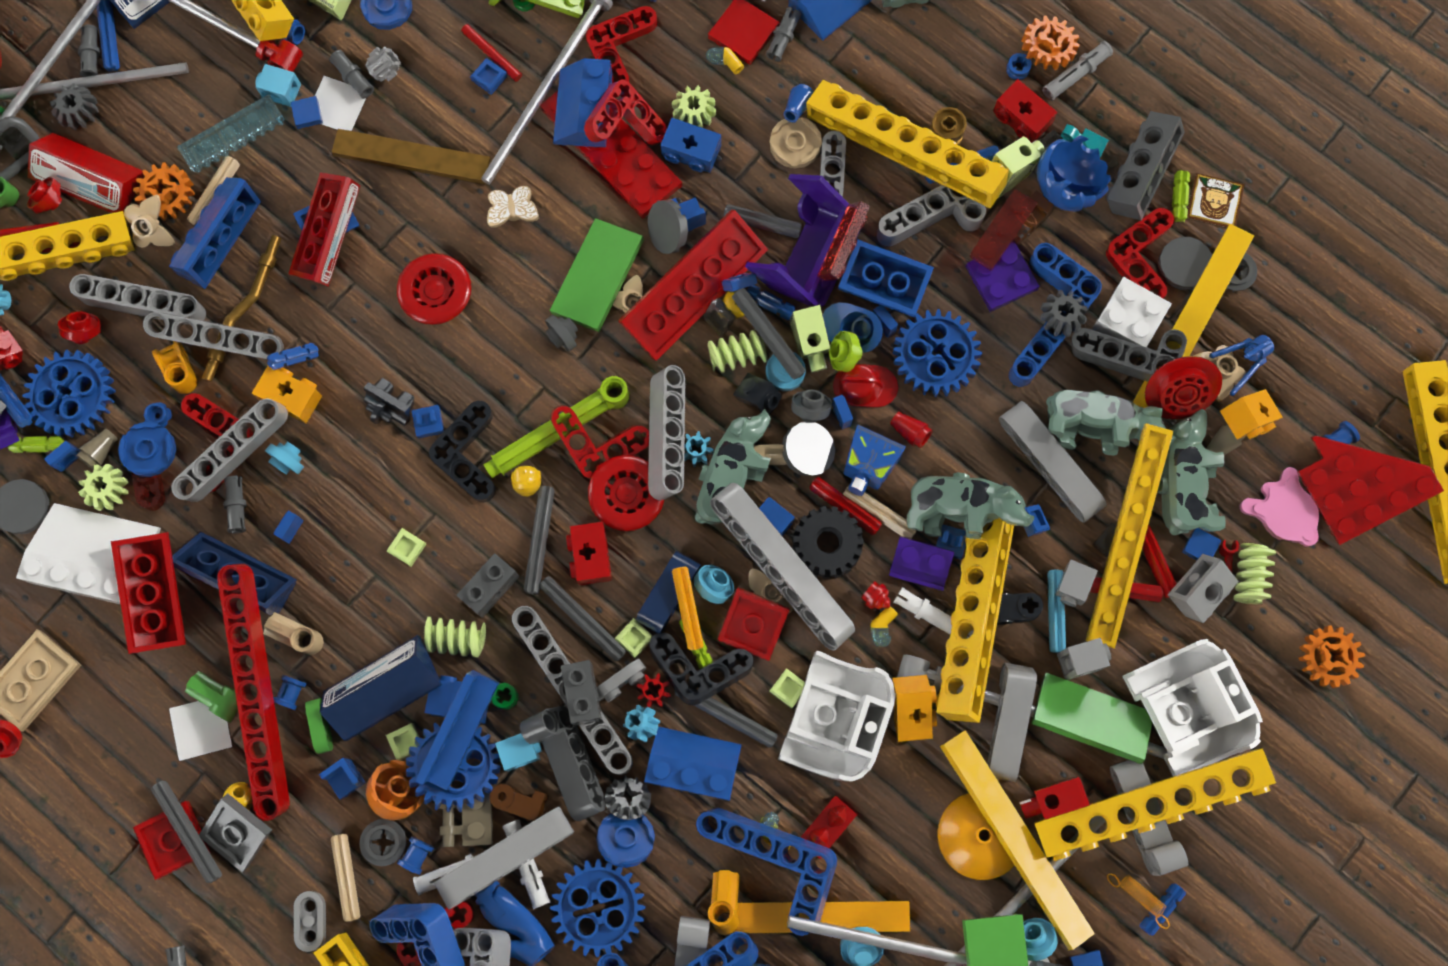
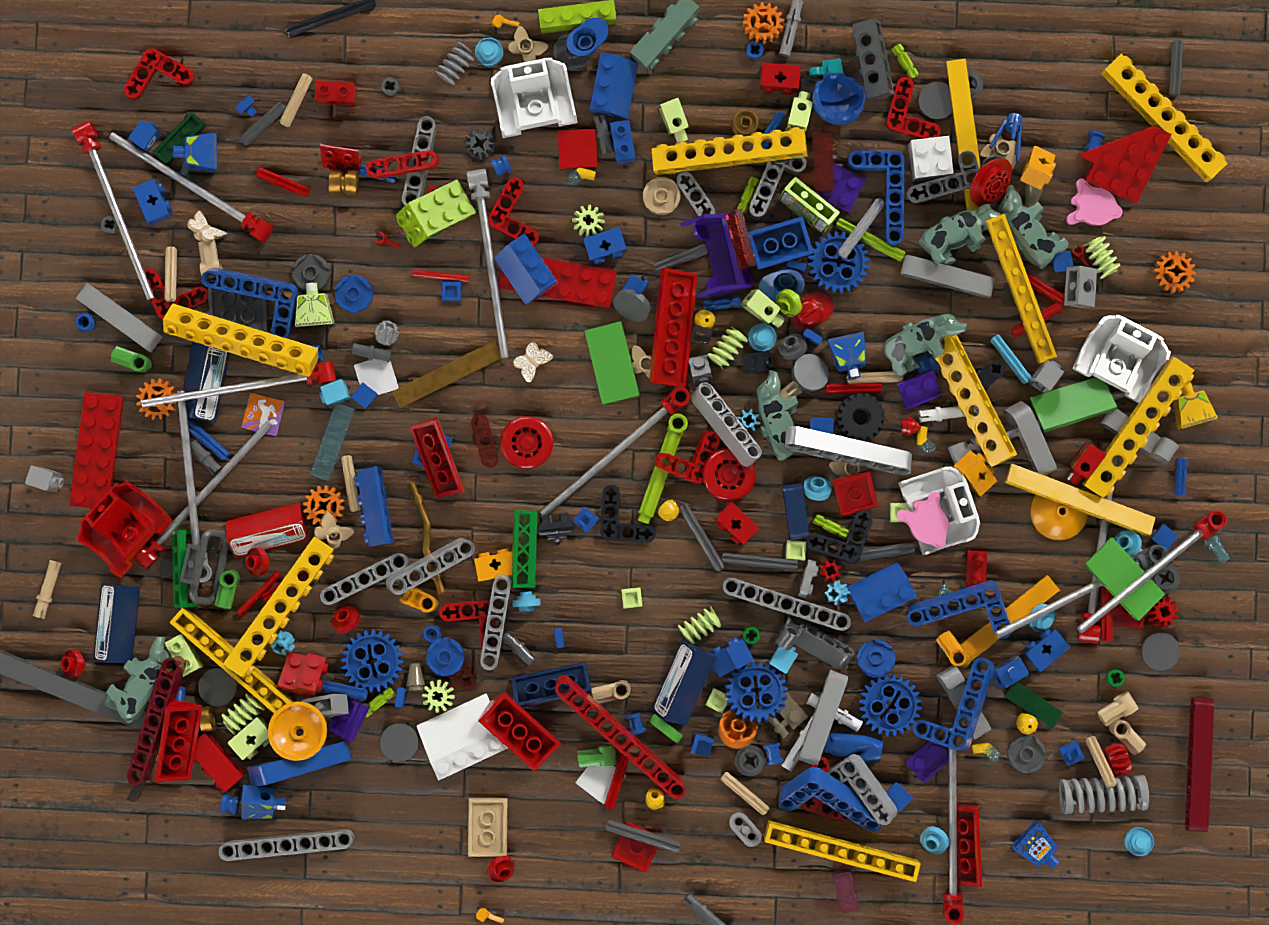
camera: 40 degrees left, 10 degrees up
(74, 107) = (224, 504): dark grey gear -> none
(194, 50) = (260, 410): none -> sticker
(209, 746) = (616, 782): none -> red axle
(235, 832) = (670, 816): dark grey tile -> none
(292, 356) = (482, 542): blue axle -> none
(338, 403) = (528, 549): none -> green fence
(376, 267) = (483, 456): none -> clear red beam
(457, 730) = (750, 672): blue fence -> none
(488, 585) = (696, 584): dark grey brick -> none
(508, 800) = (805, 685): reddish brown leg -> none
(561, 332) = (621, 412): dark grey plate -> none
(581, 692) = (797, 602): dark grey brick -> none
(617, 803) = (860, 645): dark grey gear -> none
(622, 366) = (669, 404): none -> flat silver piece
(649, 127) = (549, 252): red beam -> none
(687, 608) = (815, 513): light orange axle -> none
(688, 354) = (700, 370): none -> dark grey bracket
(739, 282) = (698, 307): blue tile -> none
(768, 333) = (739, 325): dark grey axle -> none
(797, 54) = (622, 142): none -> blue brick
(797, 102) = (646, 172): blue cone -> none
(811, 721) = (928, 521): none -> bright pink tile
(873, 66) = (673, 110): none -> yellowish green torso
(875, 216) = (748, 194): none -> lime axle
(911, 429) = (857, 317): red cone -> none
(952, 265) = (809, 205): none -> lime brick
(991, 332) = (861, 227): none -> light grey axle
(993, 357) = (872, 241): none -> lime axle
(1039, 523) = (963, 316): blue tile -> none
(1073, 309) = (900, 194): dark grey gear -> none
(1075, 583) = (1012, 338): light grey brick -> none
(1146, 894) = (1166, 479): light orange piece -> none
(1215, 200) = (926, 48): sticker -> none
(1238, 835) = (1192, 408): none -> yellow torso

